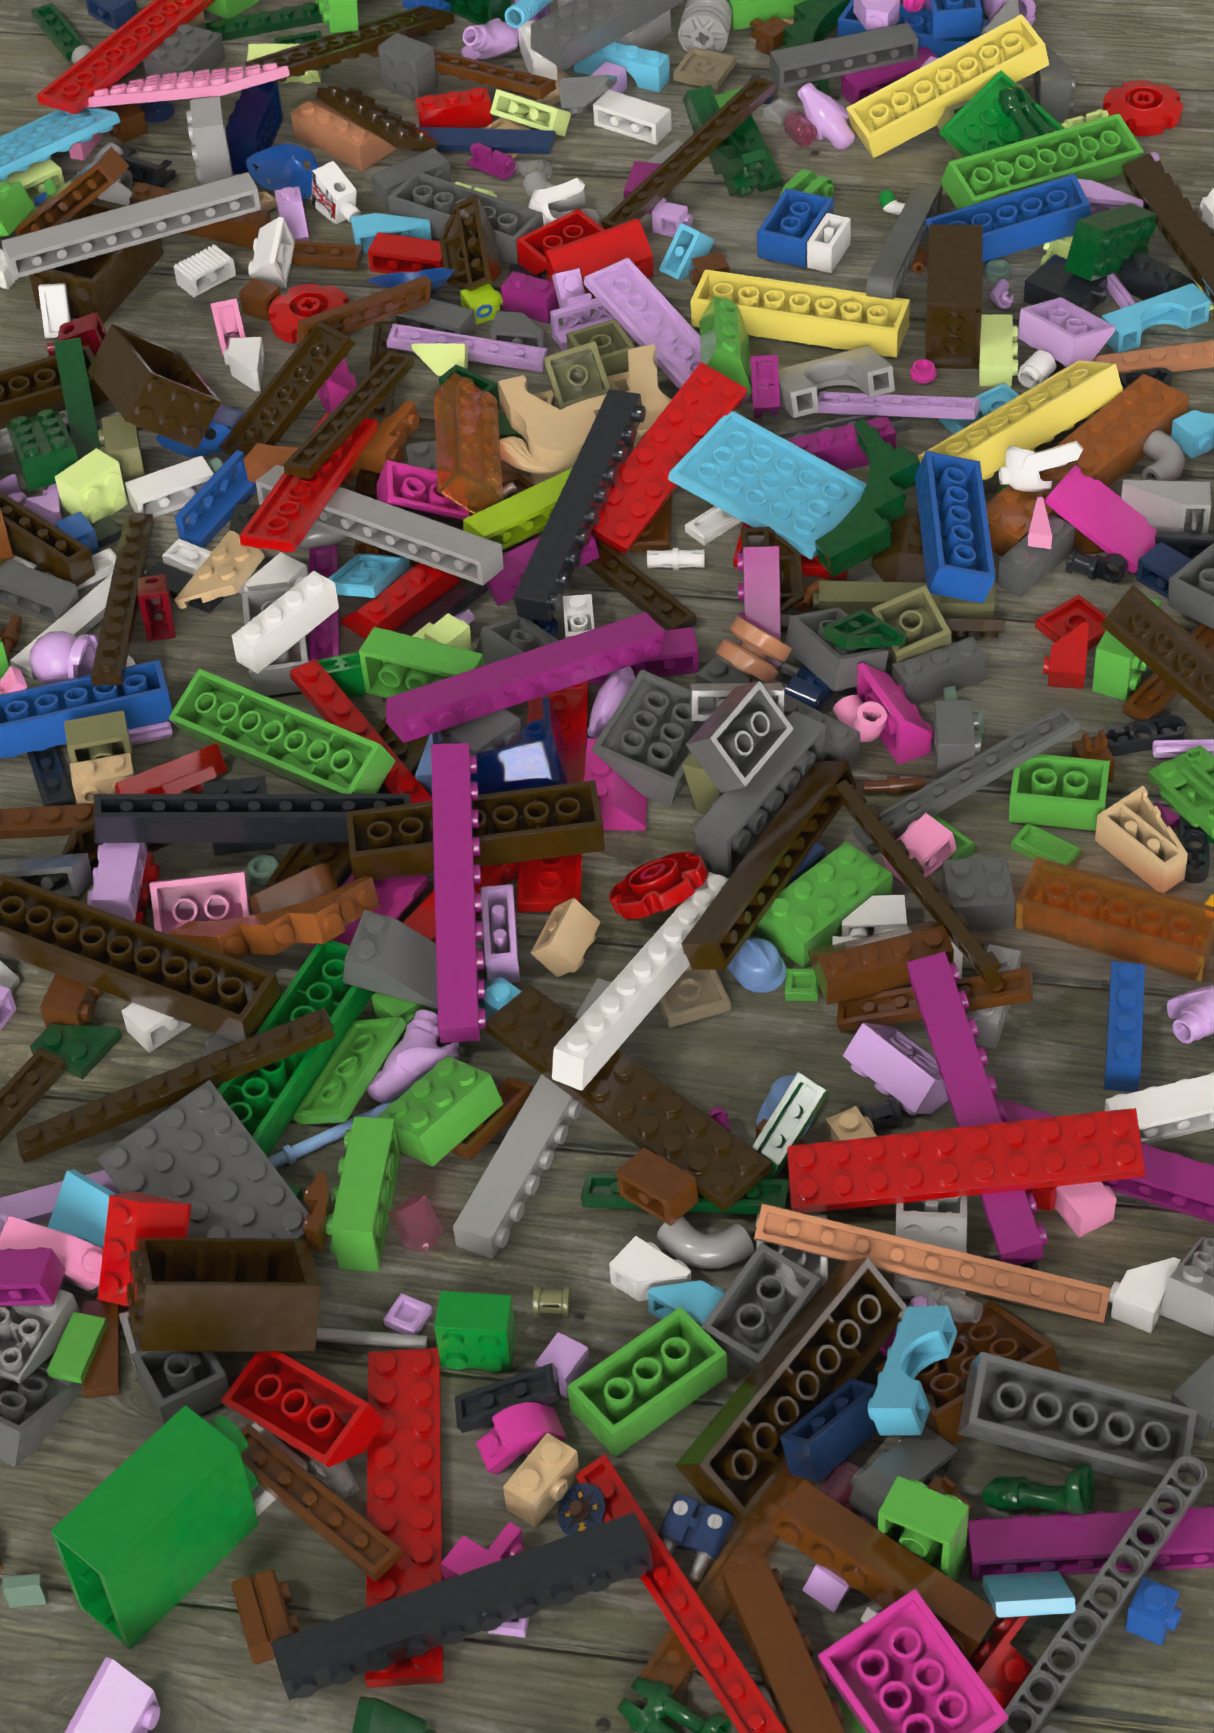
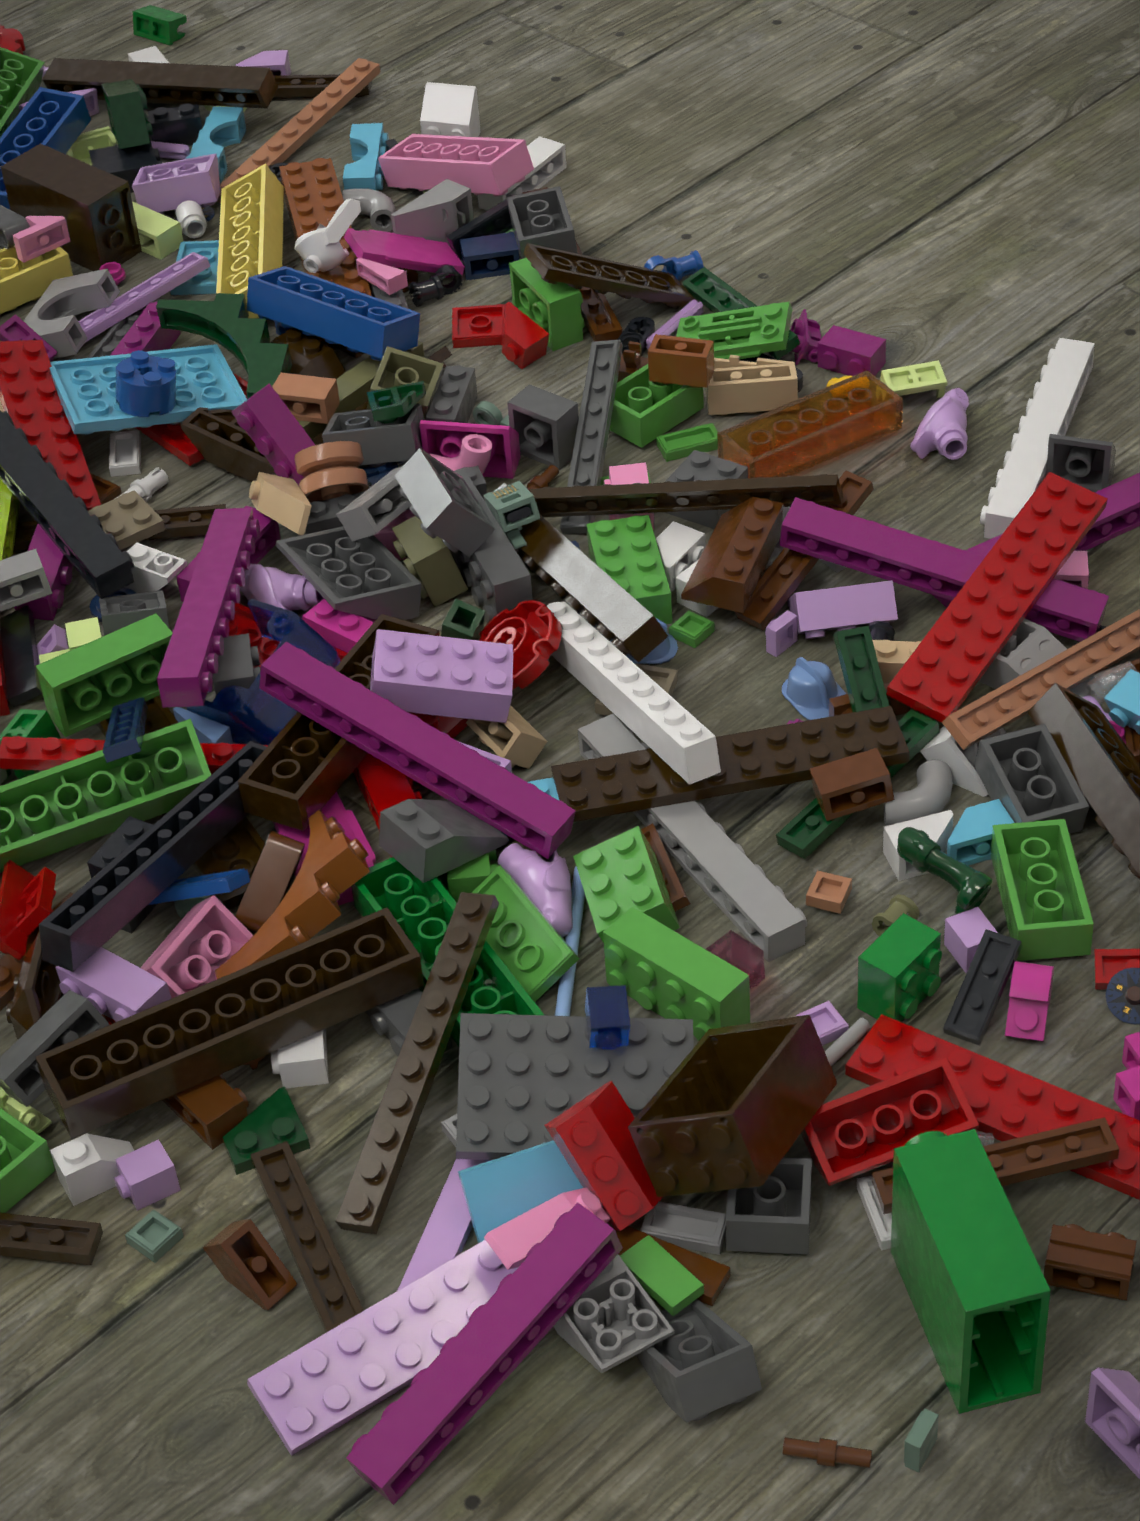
camera: 55 degrees left, 5 degrees down
(255, 862) = (203, 885): none -> blue tile
(257, 1167) = (607, 1017): none -> clear blue brick
(319, 1206) = (681, 1001): reddish brown slope -> none
(334, 719) = (125, 729): none -> dark blue tile
(541, 1480) = (1087, 1004): tan brick -> none
(542, 857) = (443, 675): none -> lavender brick
(551, 1242) = (829, 892): none -> nougat plate
(606, 1329) = (927, 856): none -> dark green piece
(618, 572) = (128, 519): none -> dark tan plate
(663, 837) = (463, 621): none -> dark green brick
(702, 642) = (281, 501): none -> tan slope
(747, 479) = (146, 384): none -> blue brick
(795, 783) = (512, 509): none -> sand green piece
(834, 1044) = (781, 633): none -> lavender plate
(841, 578) = (308, 396): none -> nougat brick
(892, 305) = (41, 237): none -> bright pink slope
(1089, 777) = (681, 361): none -> dark orange brick
(1124, 1027) = (916, 478): blue brick -> none

